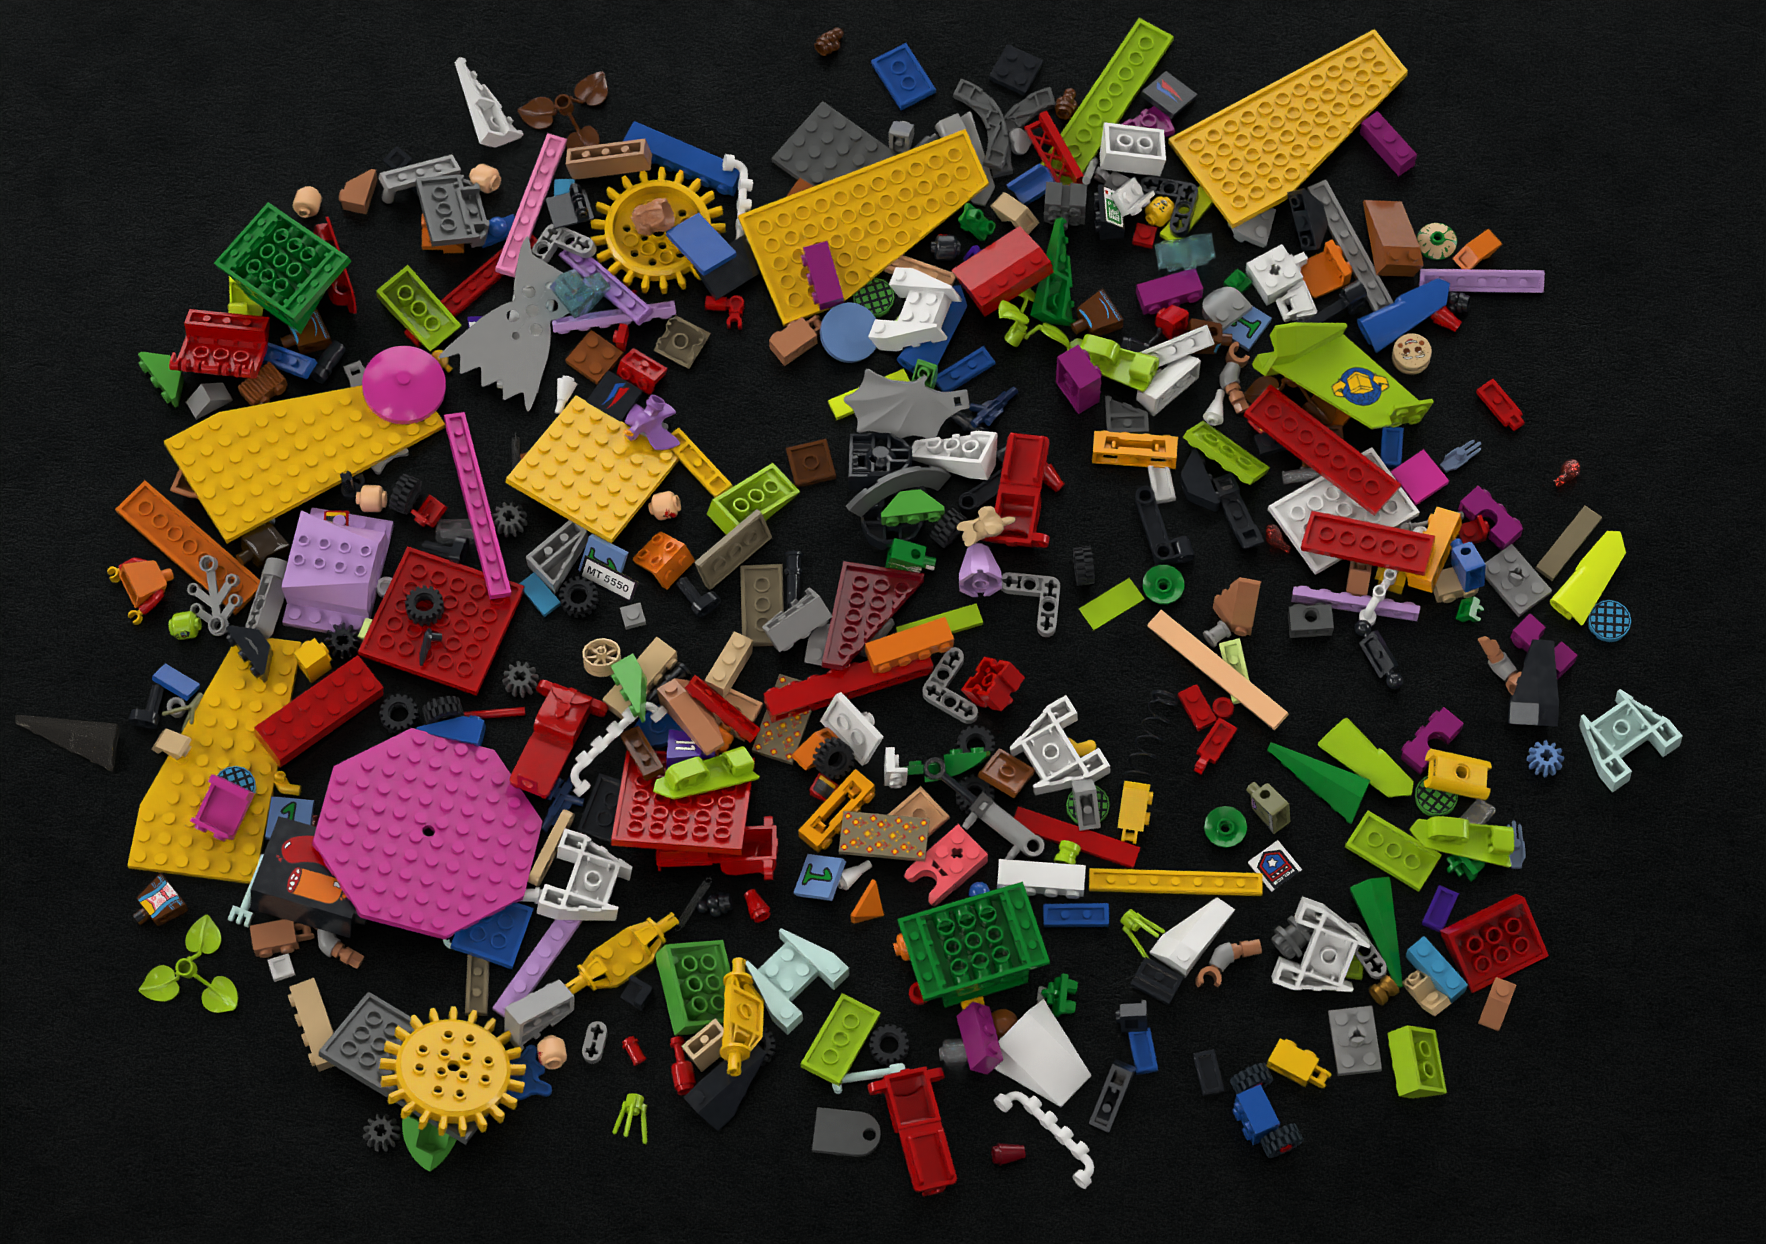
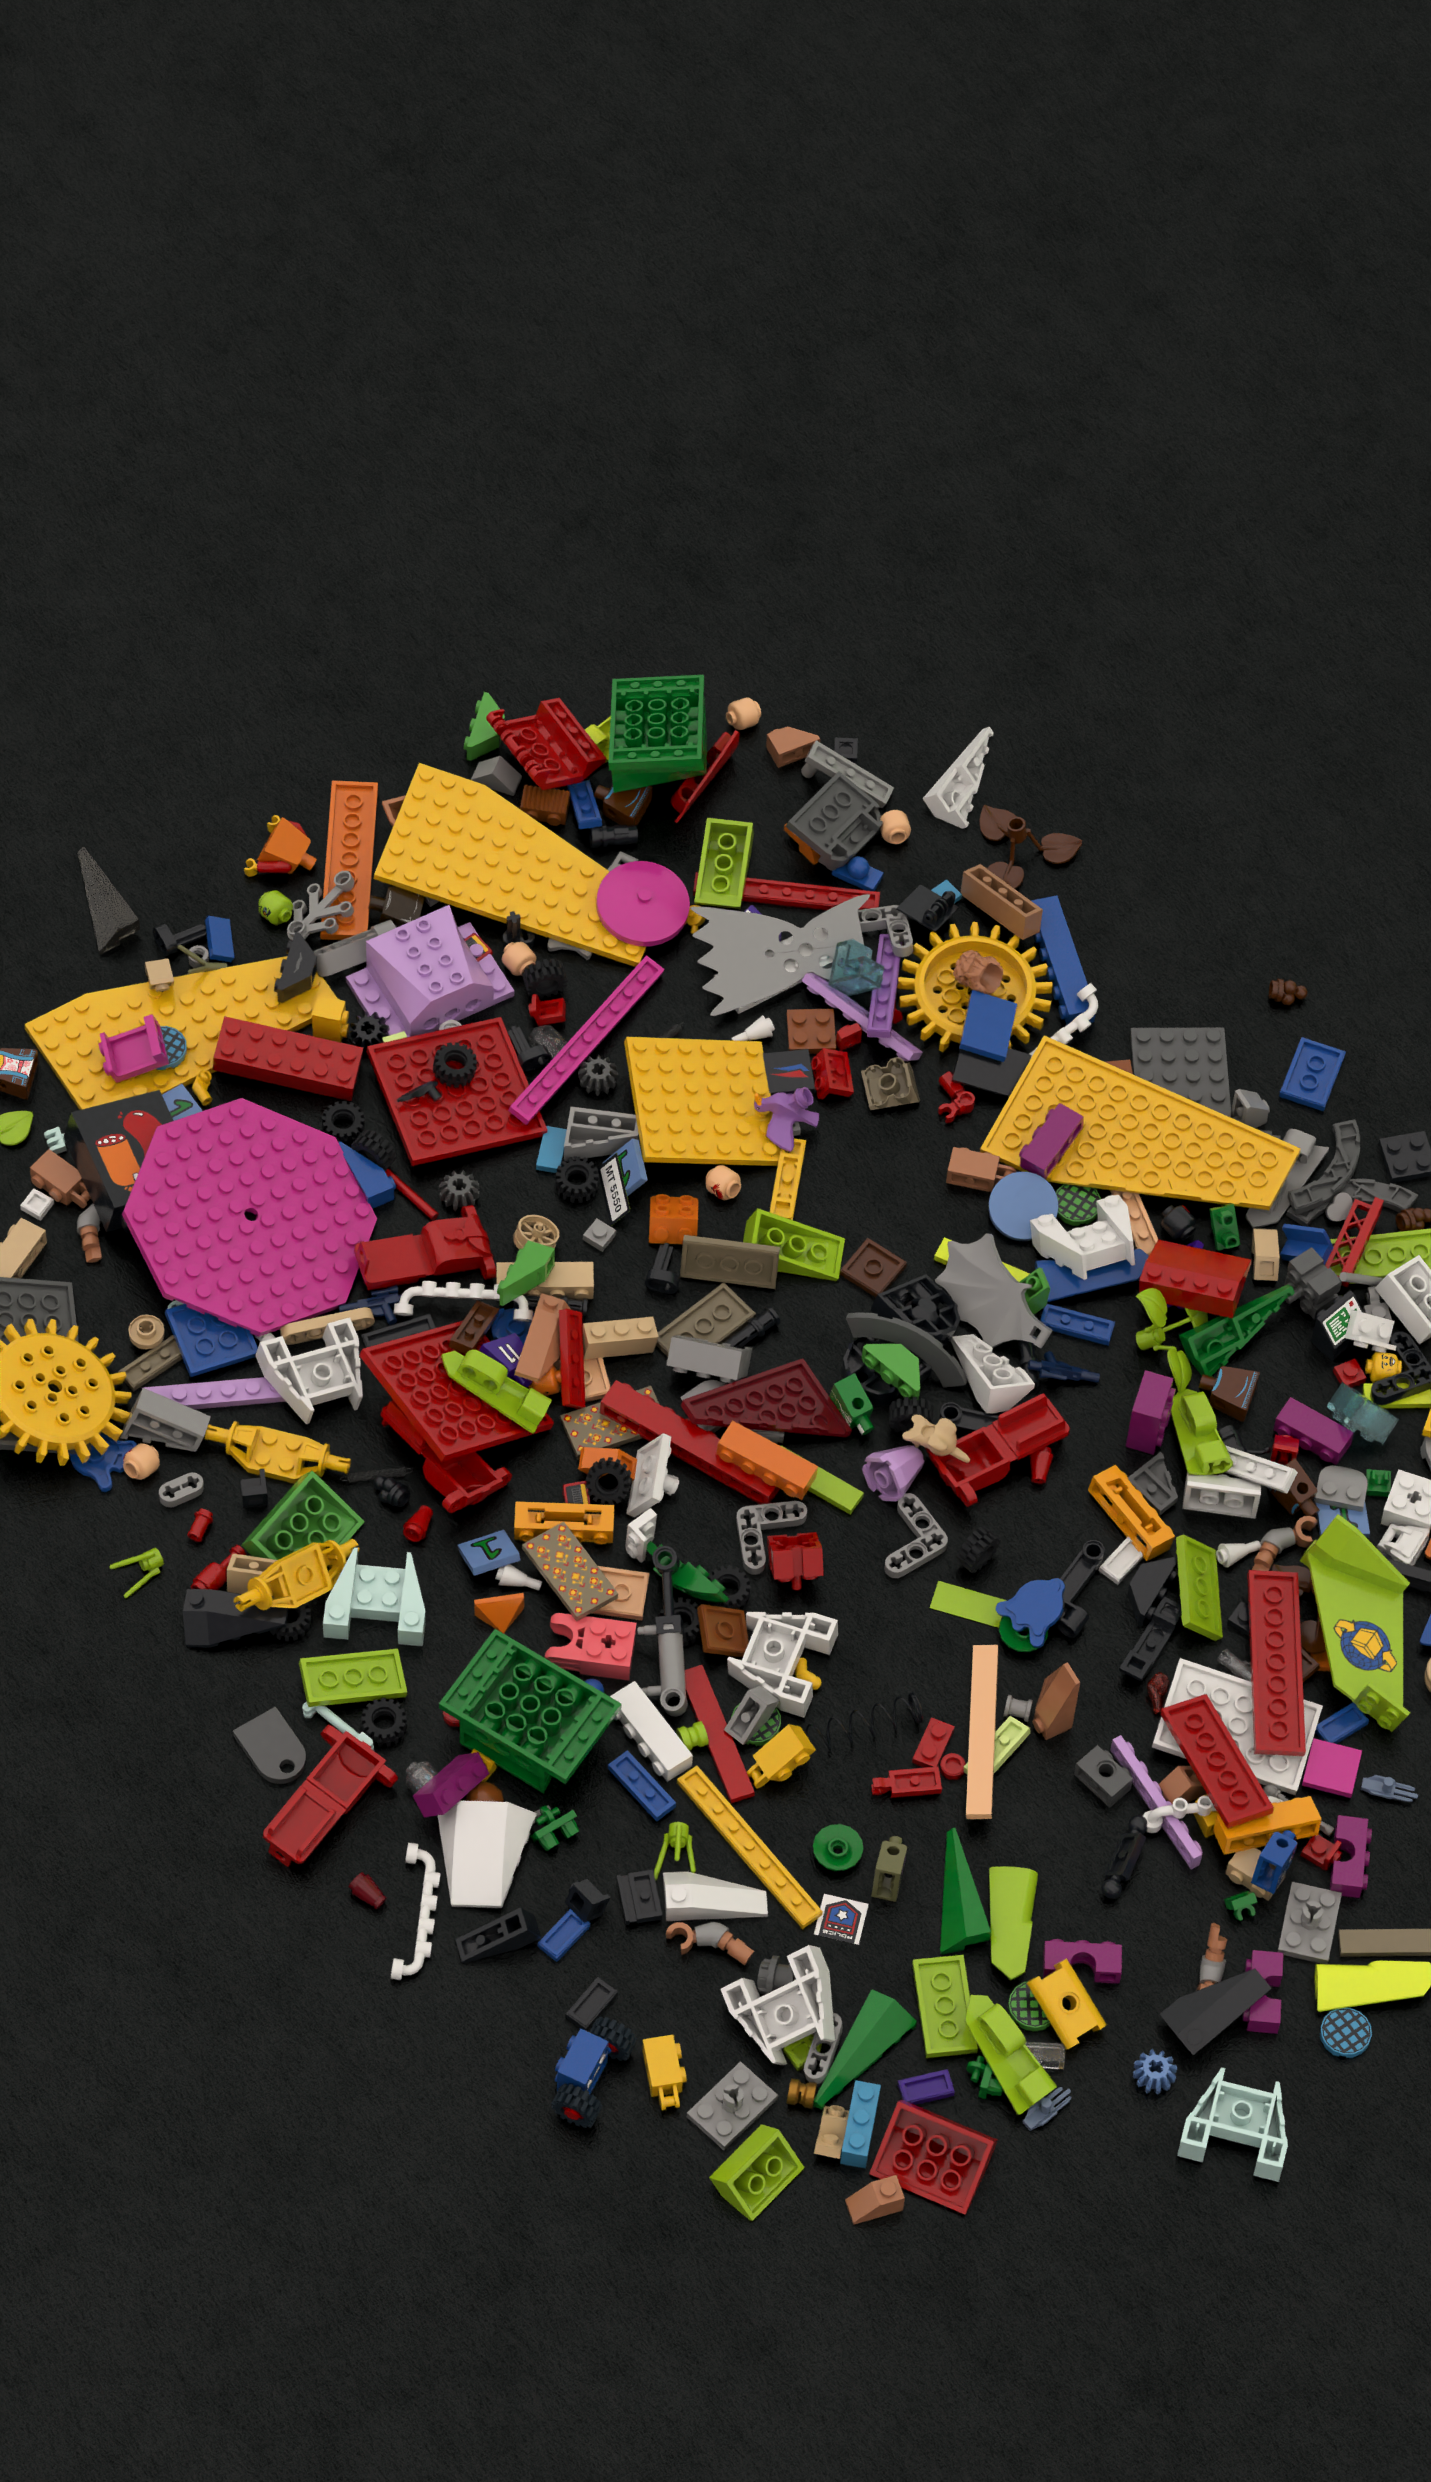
camera: 45 degrees right, 10 degrees down
(452, 971) = (146, 1332): none -> tan plate
(531, 203) = (907, 877): bright pink tile -> none
(1157, 564) = (1035, 1607): none -> blue tile

